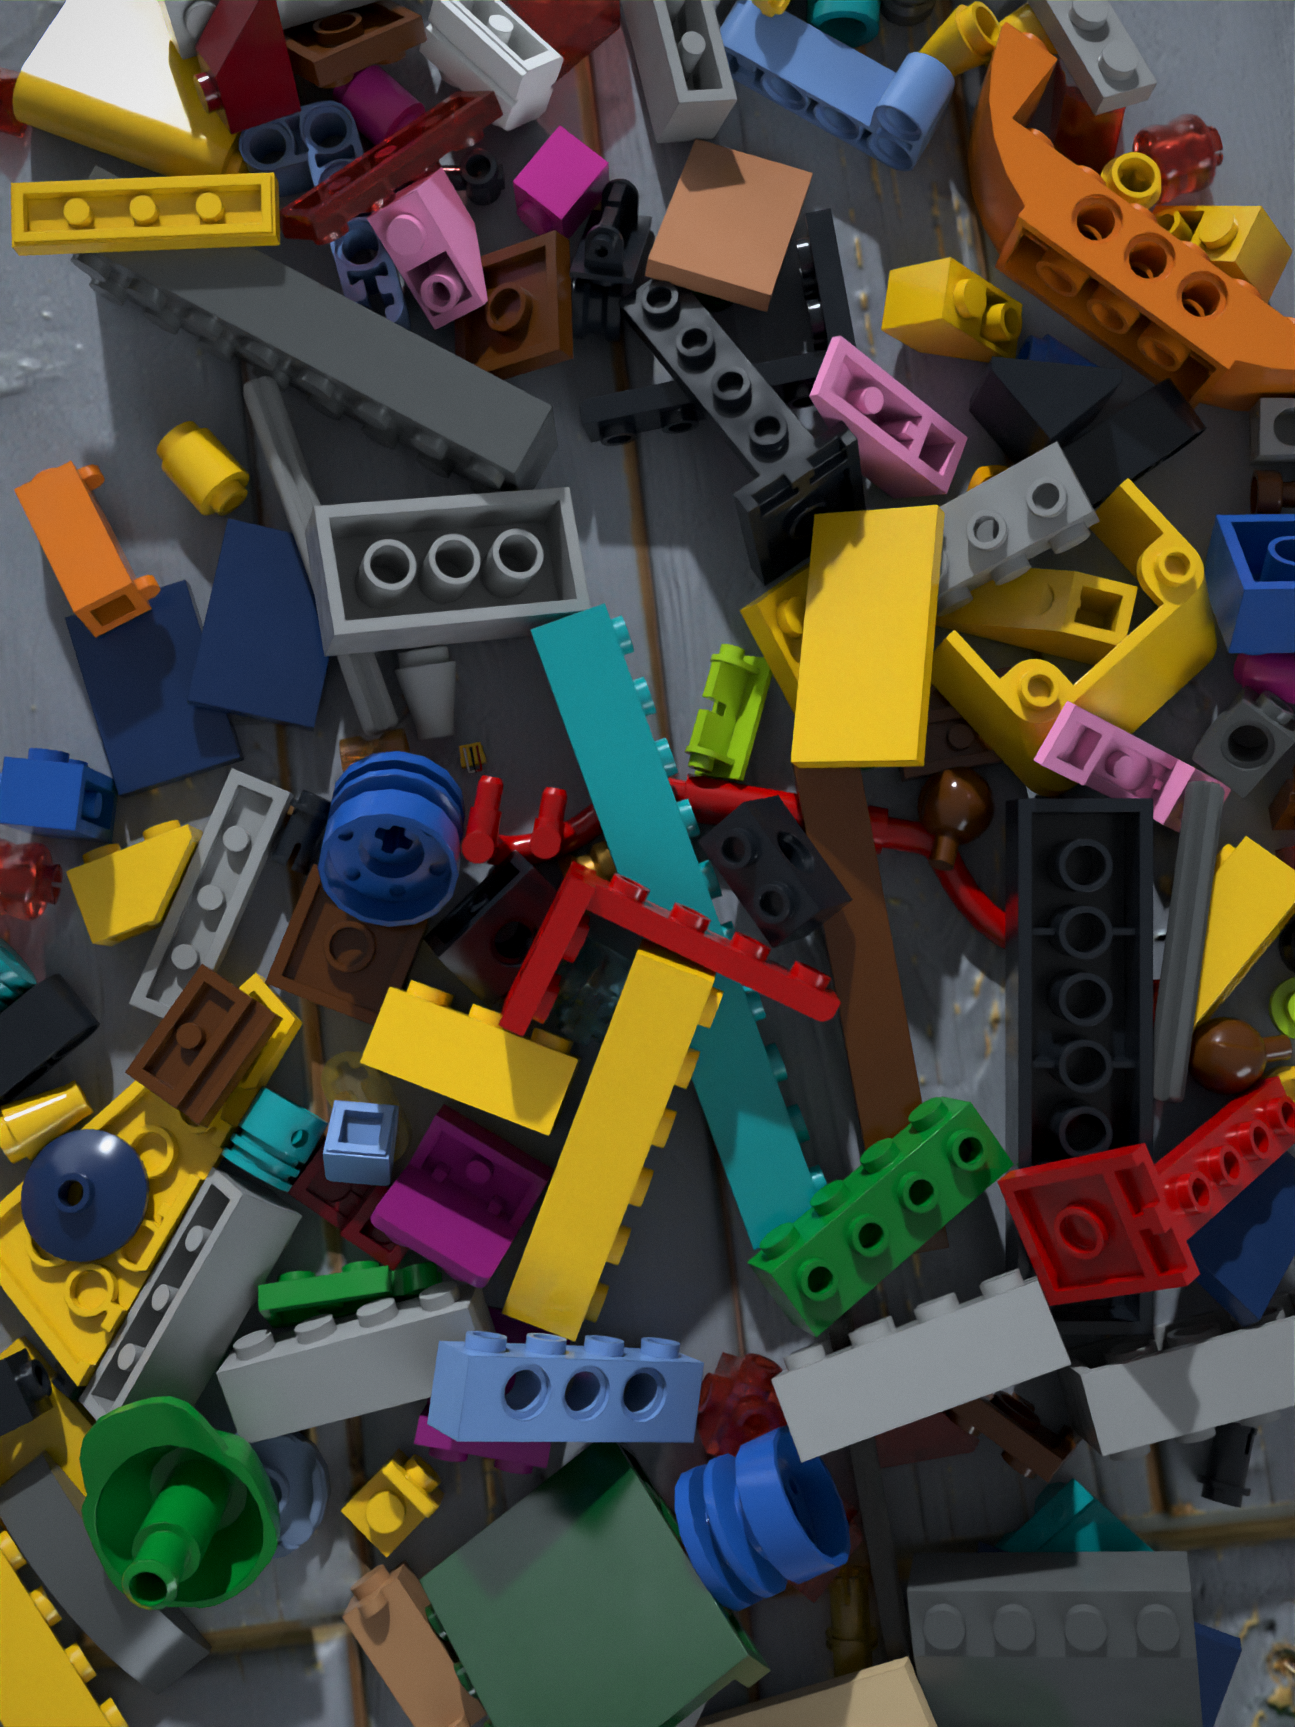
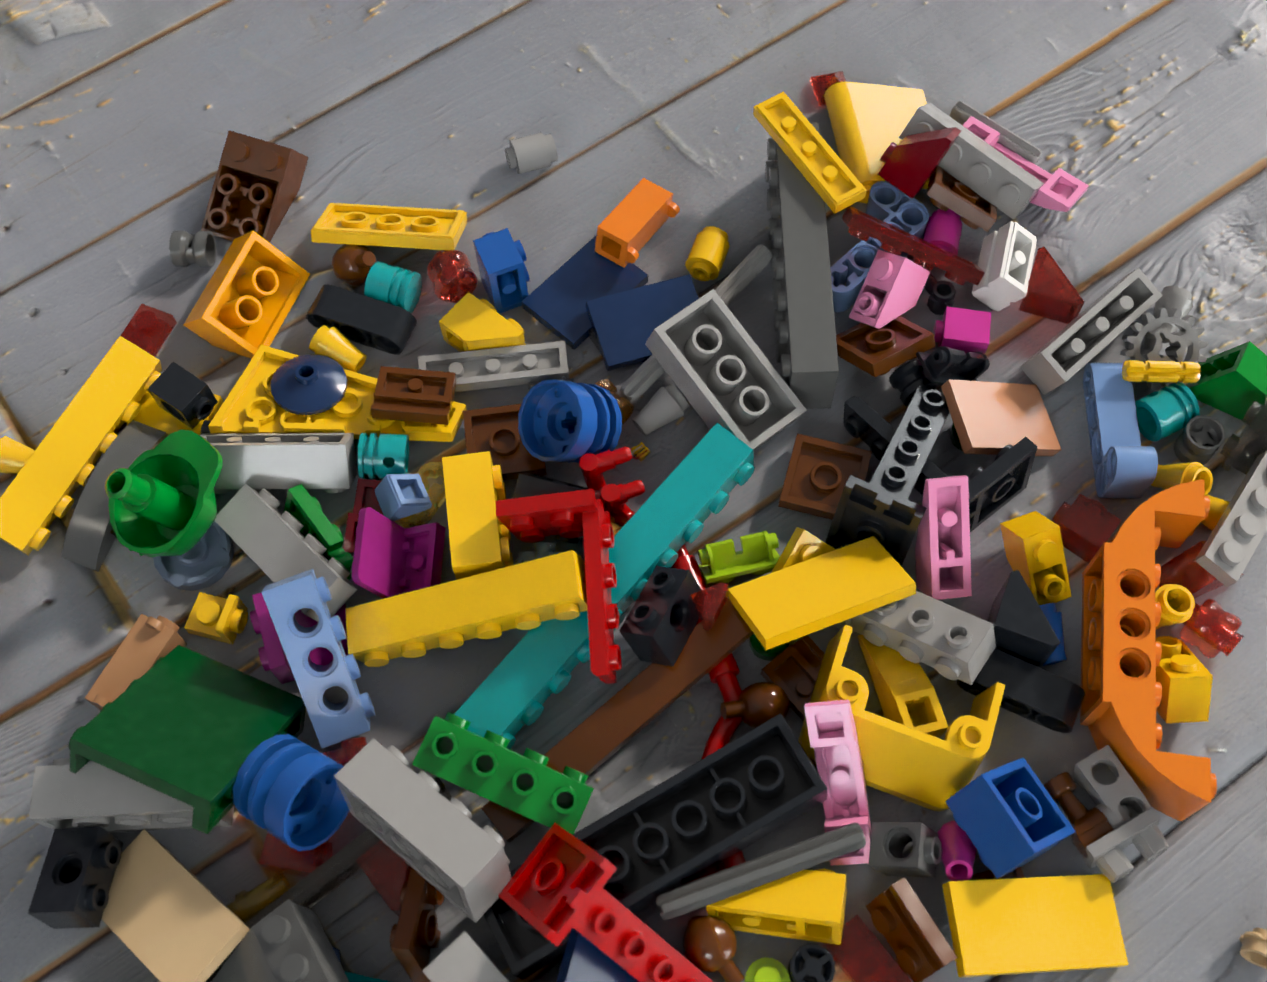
camera: 65 degrees right, 20 degrees down
(669, 522) = (819, 474): none -> reddish brown plate
(802, 799) = (710, 603): none -> clear red slope
(946, 218) = (1085, 526): none -> clear red brick

